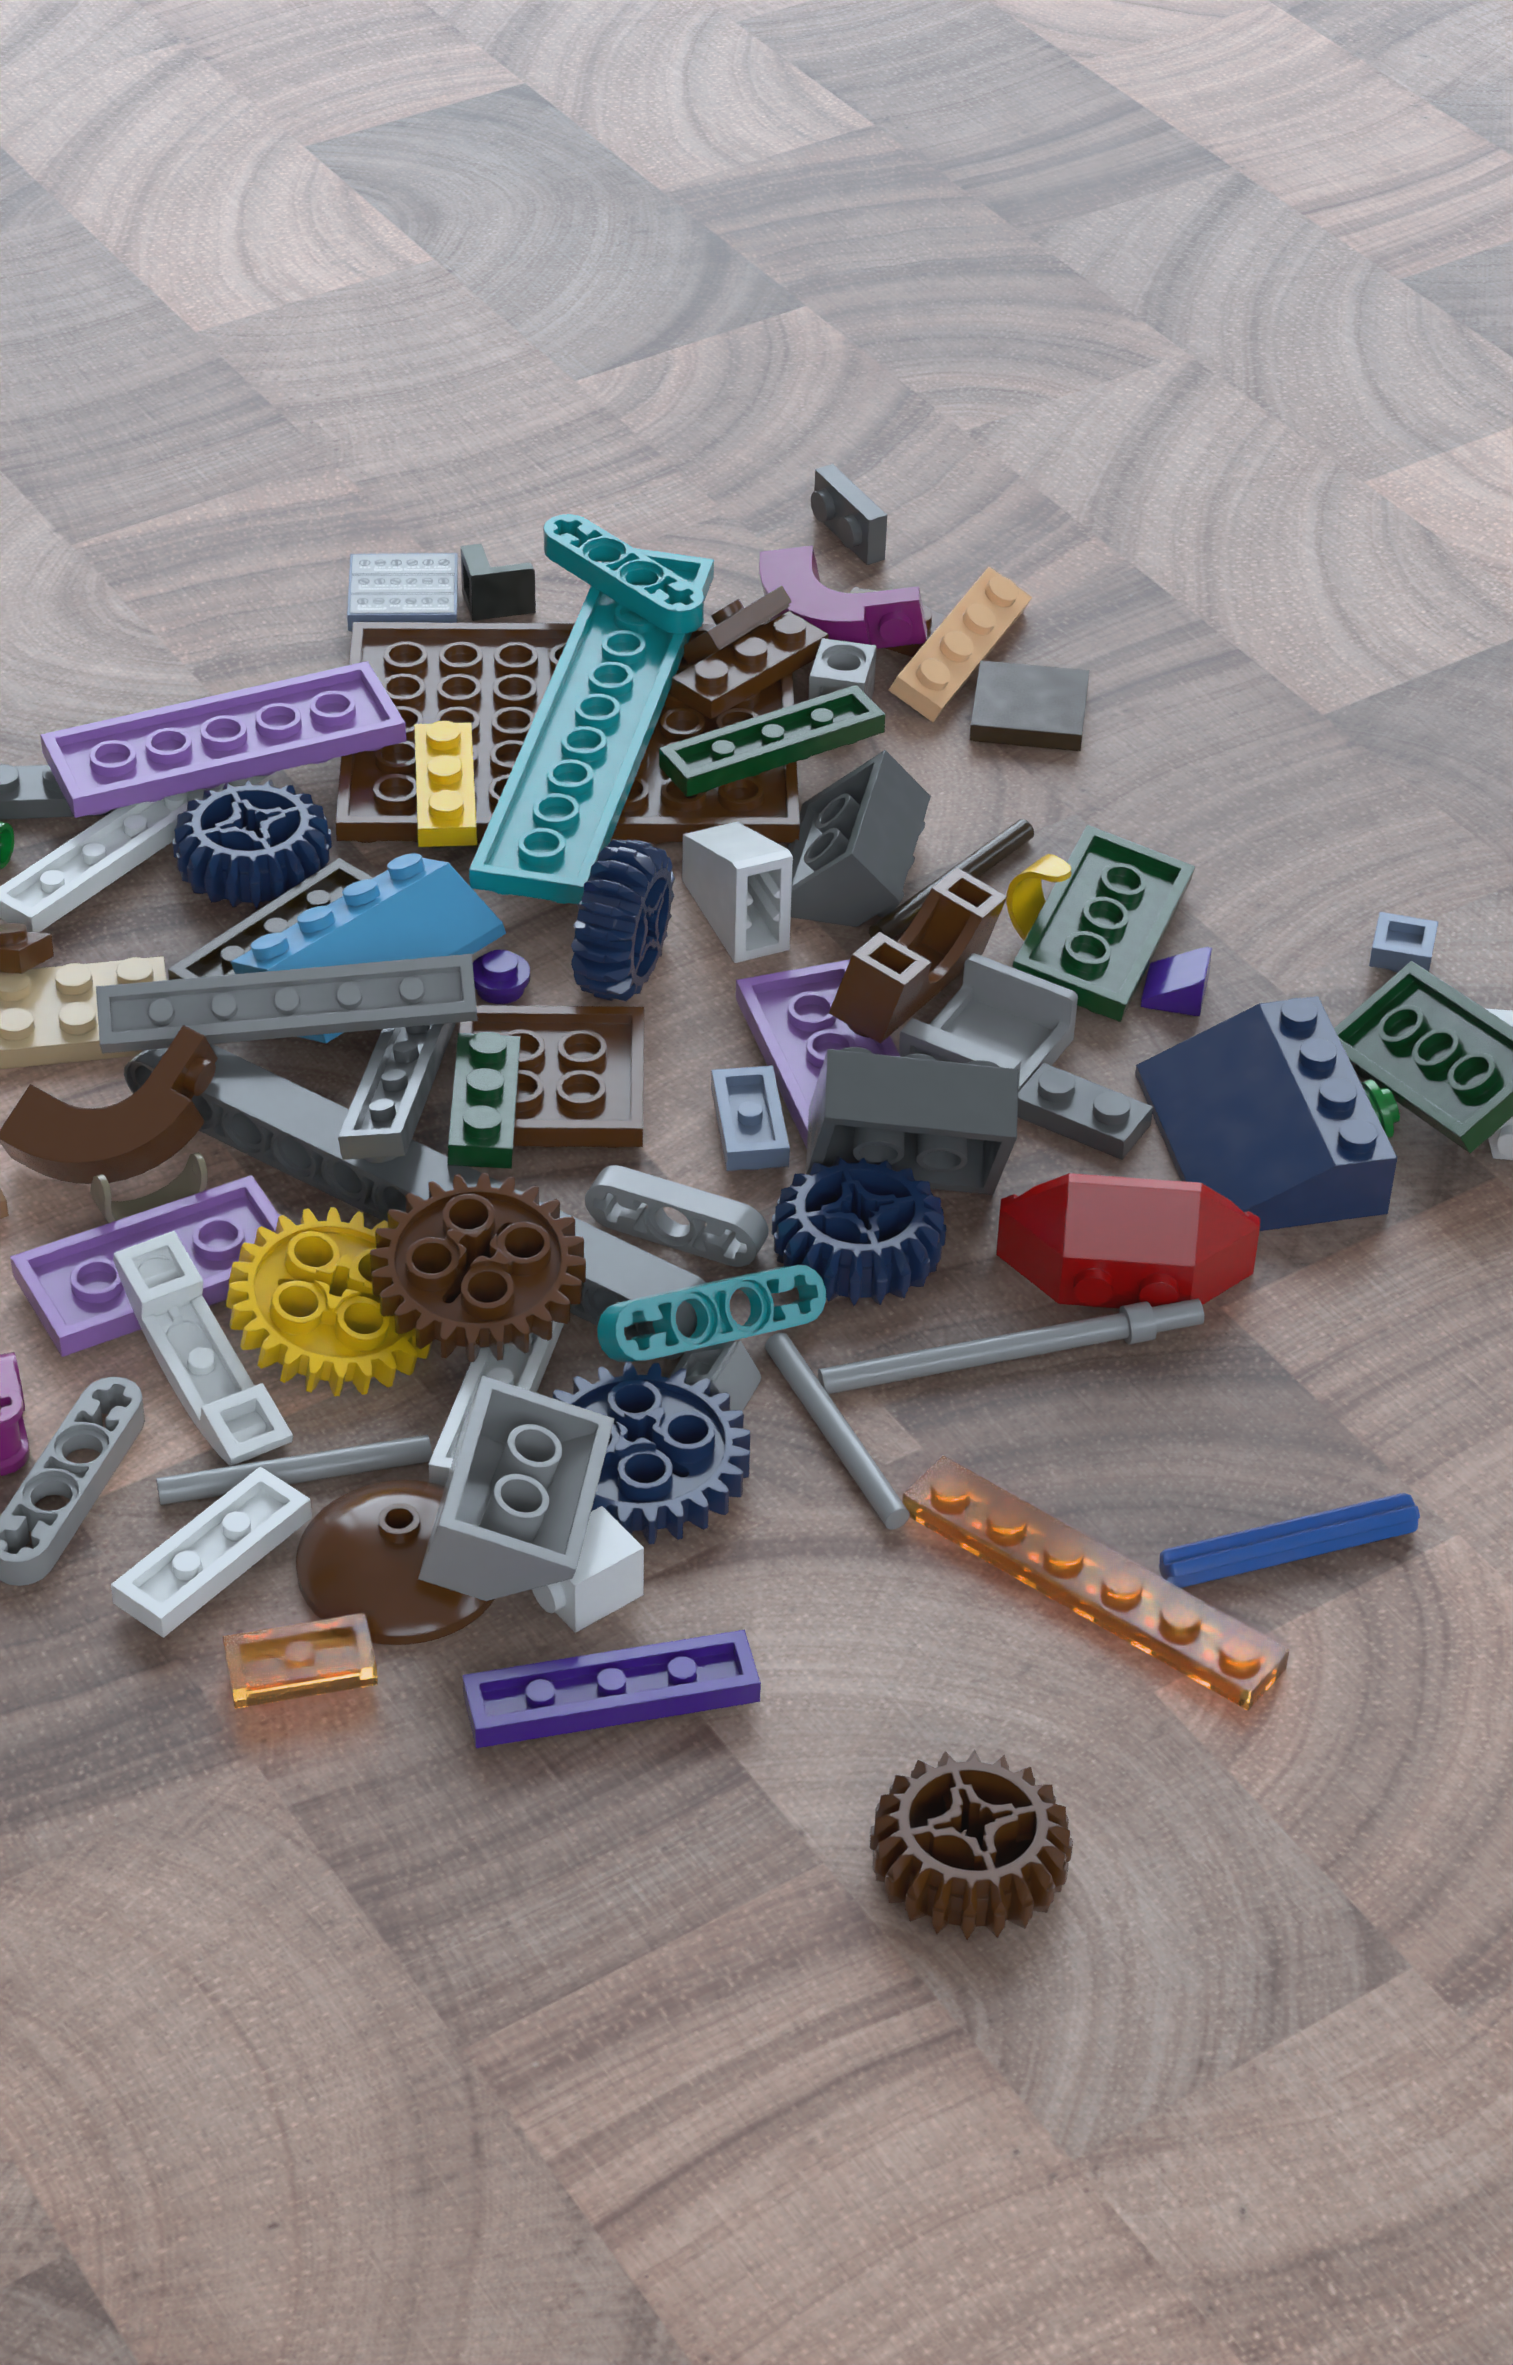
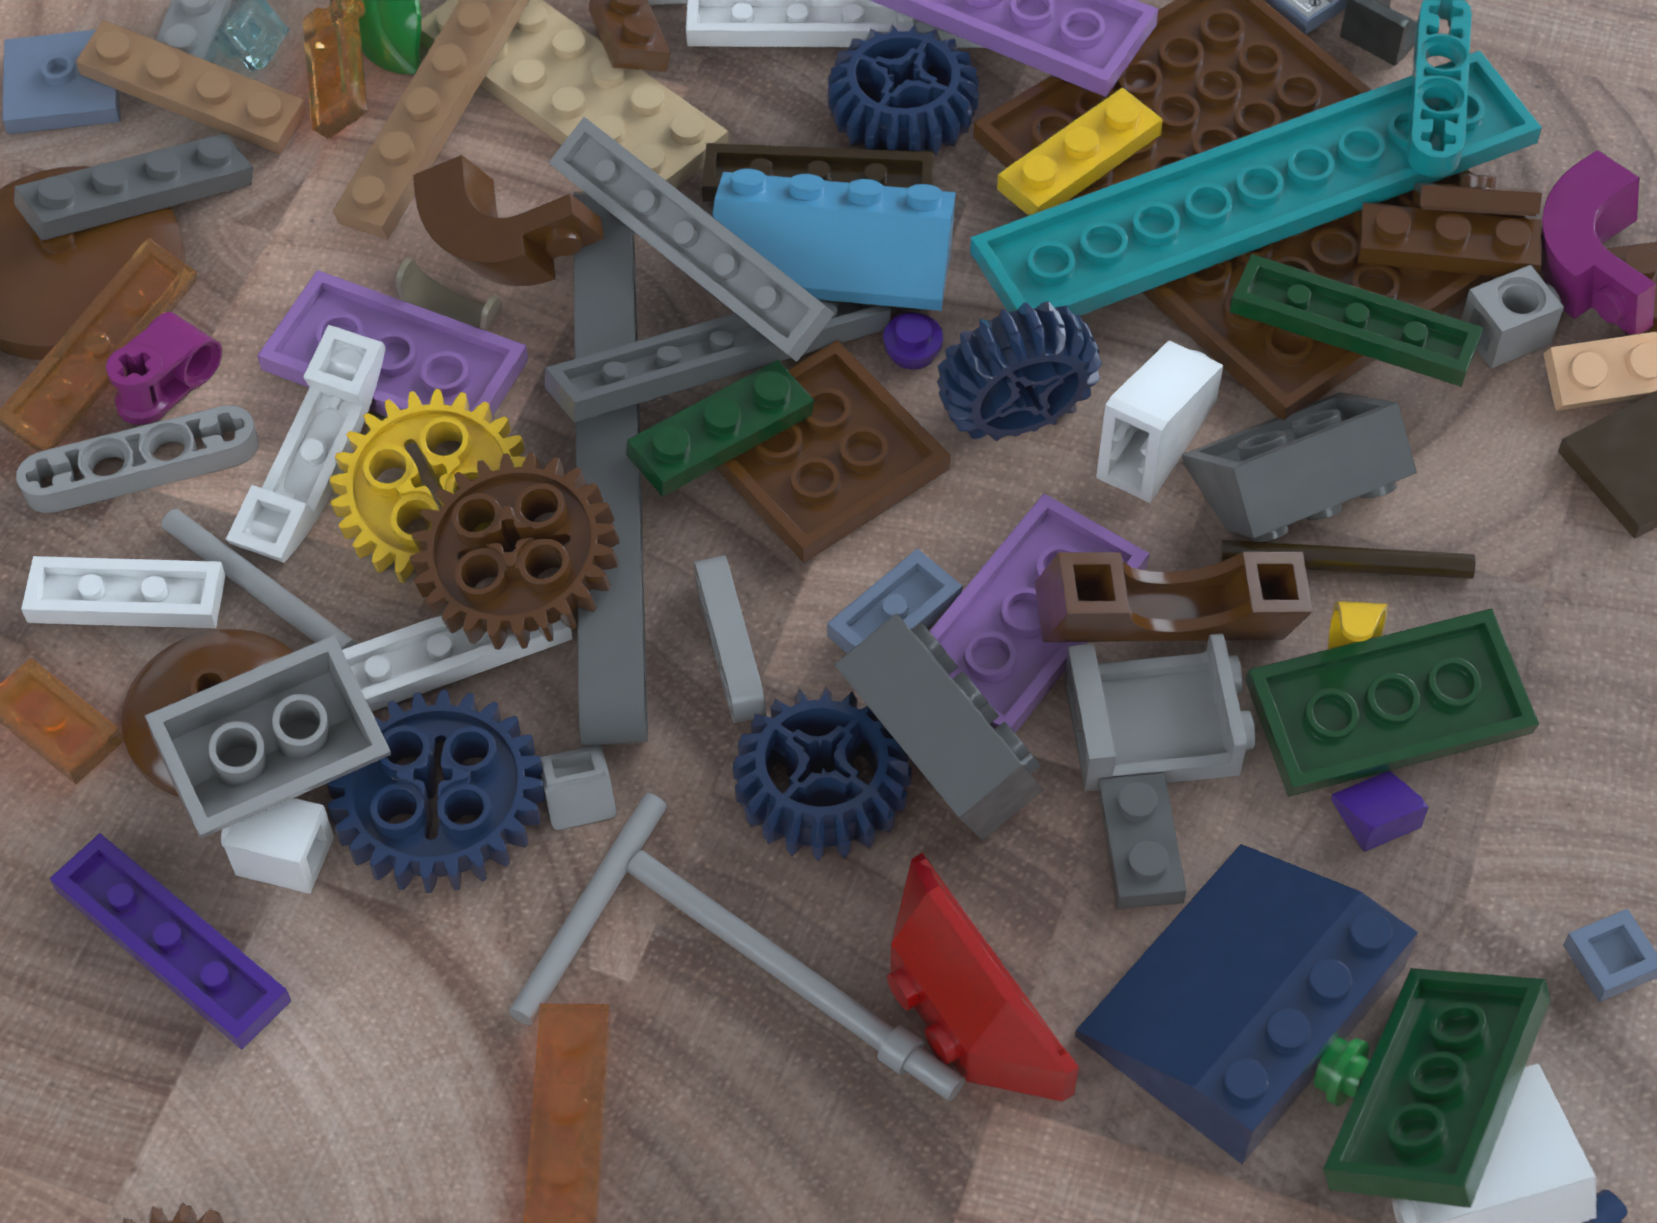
camera: 55 degrees right, 15 degrees up
(713, 1313) = (606, 748): teal beam -> none

